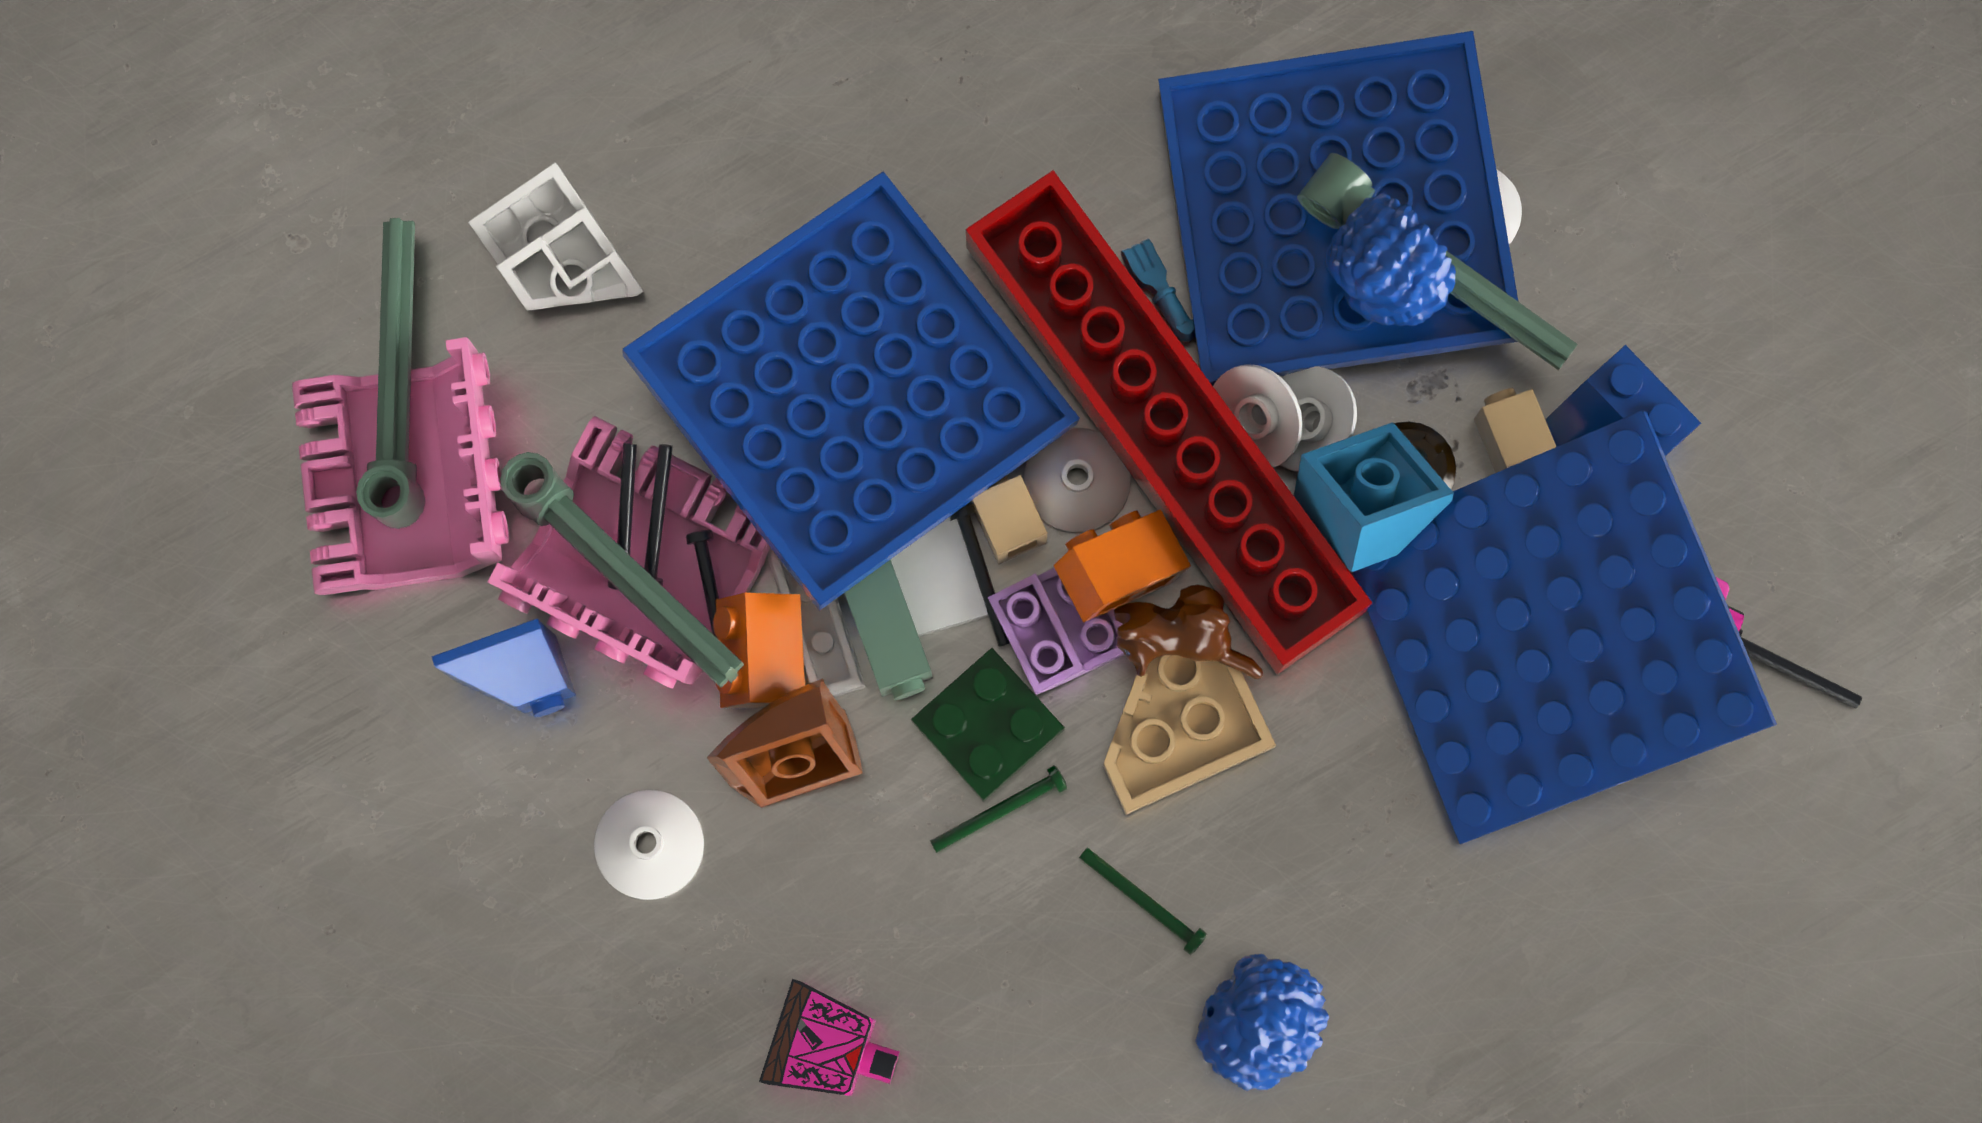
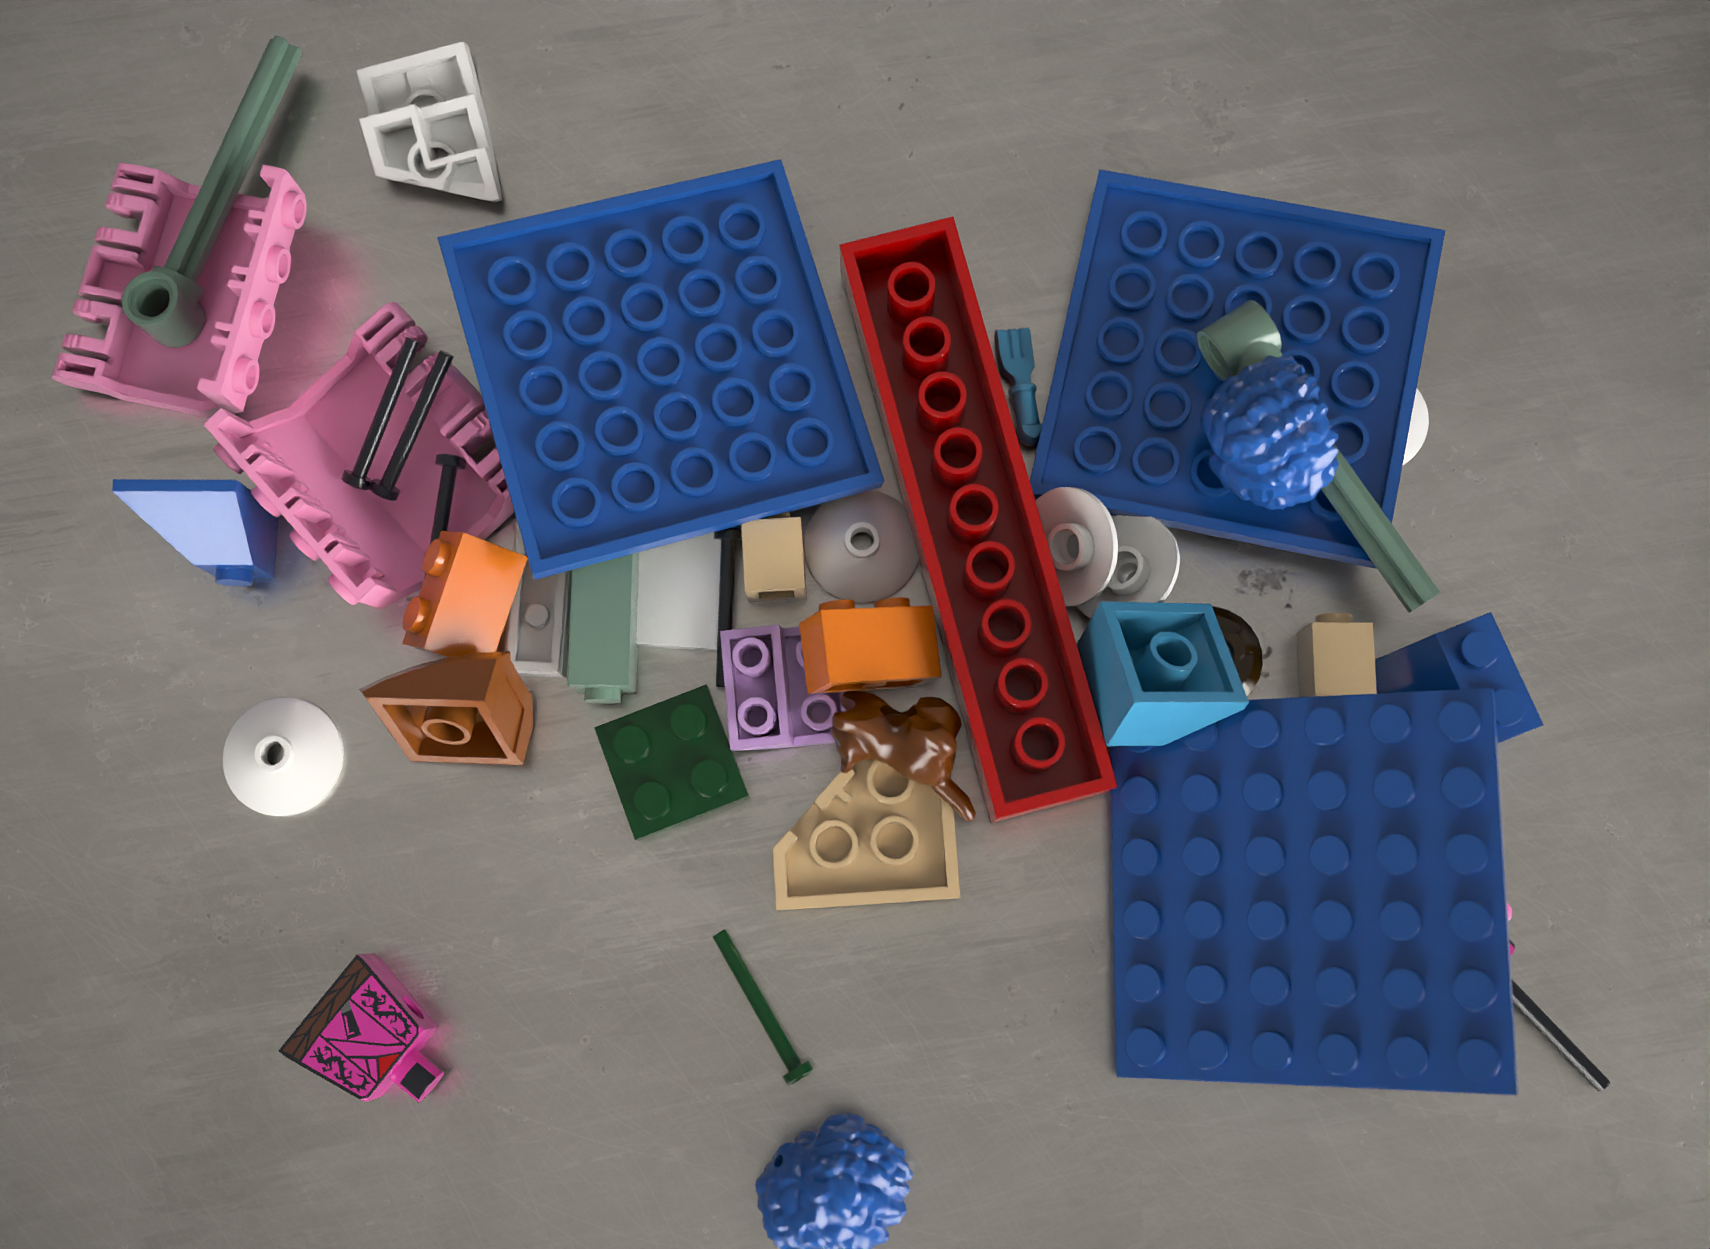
camera: 20 degrees right, 0 degrees up
(555, 506) = (316, 377): sand green piece -> none
(986, 817) = (717, 846): dark green piece -> none

